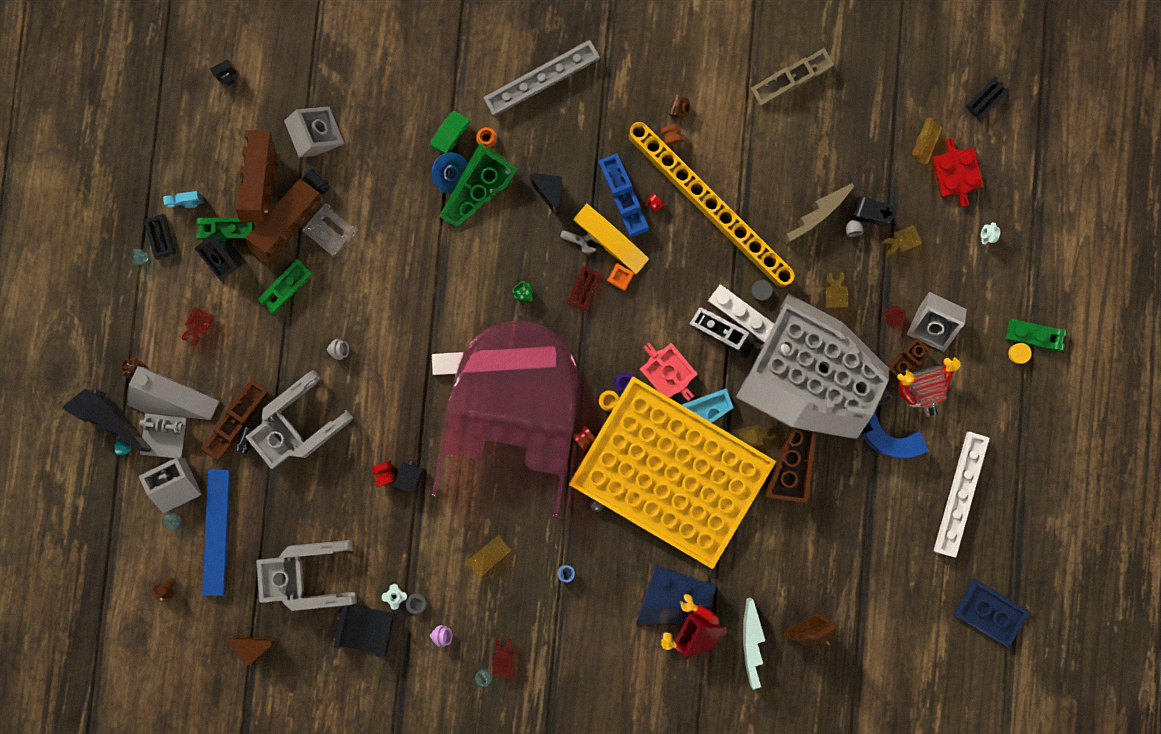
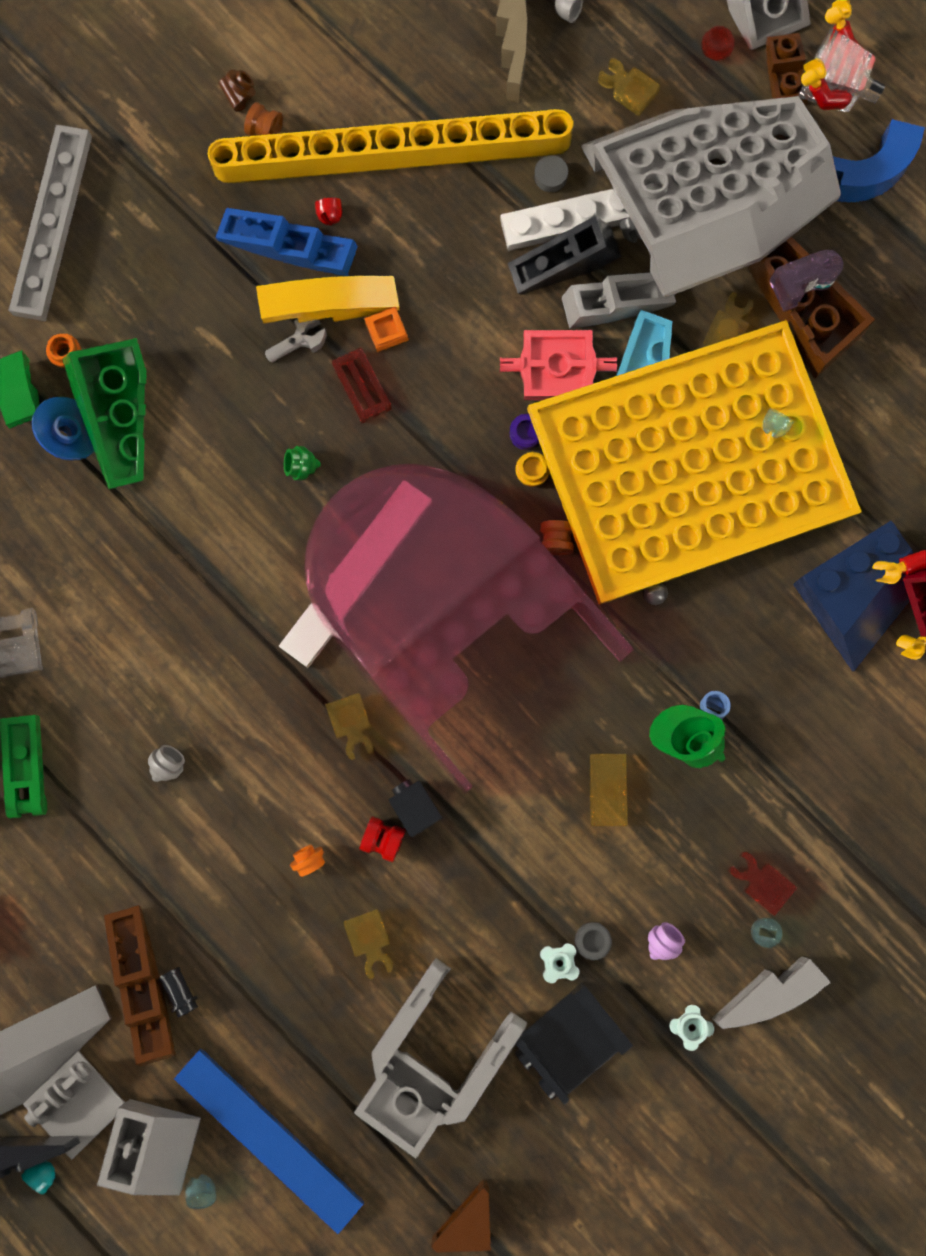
camera: 45 degrees left, 5 degrees down
(277, 437) = (213, 945): light grey plate -> none
(336, 503) = (367, 937): none -> clear yellow plate
(347, 448) = (307, 860): none -> orange plate
(409, 681) = (702, 1030): none -> light aqua plate
(424, 414) = (349, 720): none -> clear yellow plate
(455, 701) = (772, 996): none -> light grey slope
(541, 572) = (689, 735): none -> green piece
(549, 189) = (197, 321): black slope -> none
(719, 369) = (613, 299): none -> light grey slope
(720, 496) = (777, 422): none -> clear light blue hinge
(805, 457) = (808, 273): none -> clear purple leg

